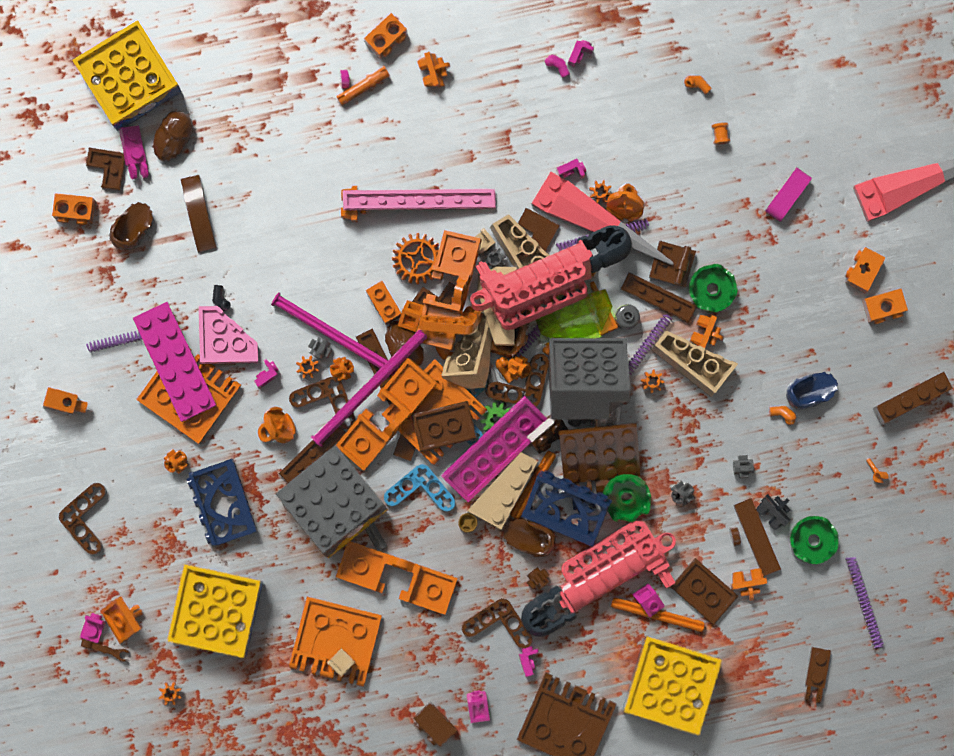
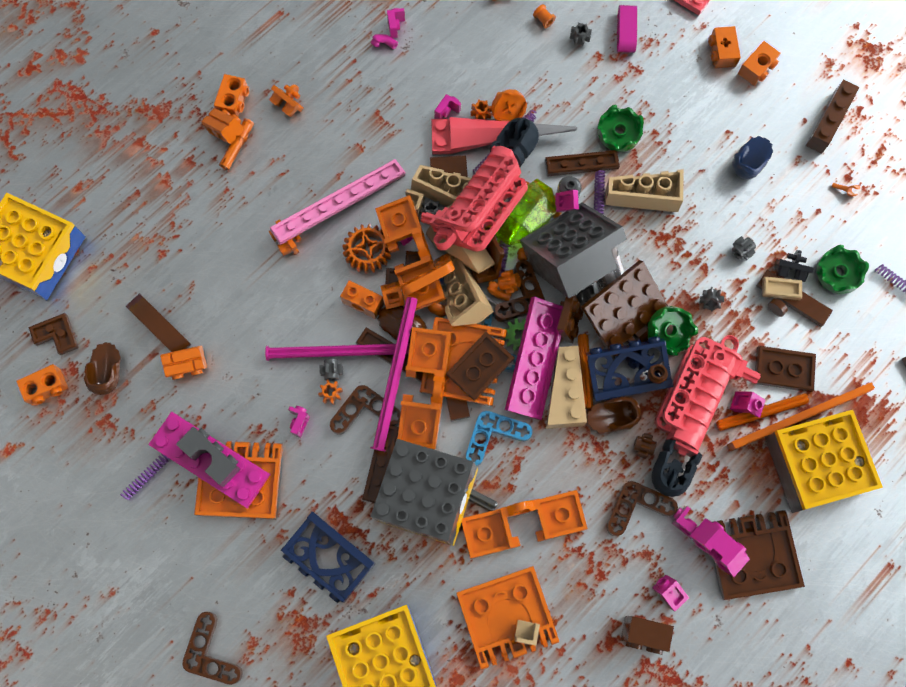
camera: 30 degrees left, 10 degrees down
(55, 397) = (117, 560): orange torso -> none
(133, 150) = (70, 306): dark pink hinge -> none
(172, 135) = (96, 274): reddish brown hair -> none
(175, 461) = (263, 547): orange gear -> none
(182, 377) = (222, 467): none -> dark grey arch
(201, 263) = (184, 361): none -> orange brick
(218, 299) = (217, 384): black arm -> none
(223, 339) = (242, 414): bright pink plate -> none
(278, 425) = (335, 456): orange tile -> none
(341, 368) = (361, 375): orange gear -> none
(344, 79) = (217, 147): dark pink tile -> none
(360, 62) = (223, 125): none -> orange brick
(467, 522) = (555, 433): pearl gold wheel -> none
(538, 696) = (725, 551): none -> dark pink brick
(585, 521) = (659, 369): none -> reddish brown plate
(612, 330) = (567, 201): none -> dark pink bracket
(652, 375) = (627, 223): orange gear -> none
(682, 263) = (583, 136): reddish brown plate -> none
(685, 639) = (800, 416): none -> orange tile
(707, 323) = (642, 162): orange hips -> none
(739, 582) = (820, 330): orange hips -> none
(740, 178) = (580, 34): none -> dark grey gear
(750, 522) = (782, 288): none -> tan tile
(785, 412) = (750, 188): orange arm -> none

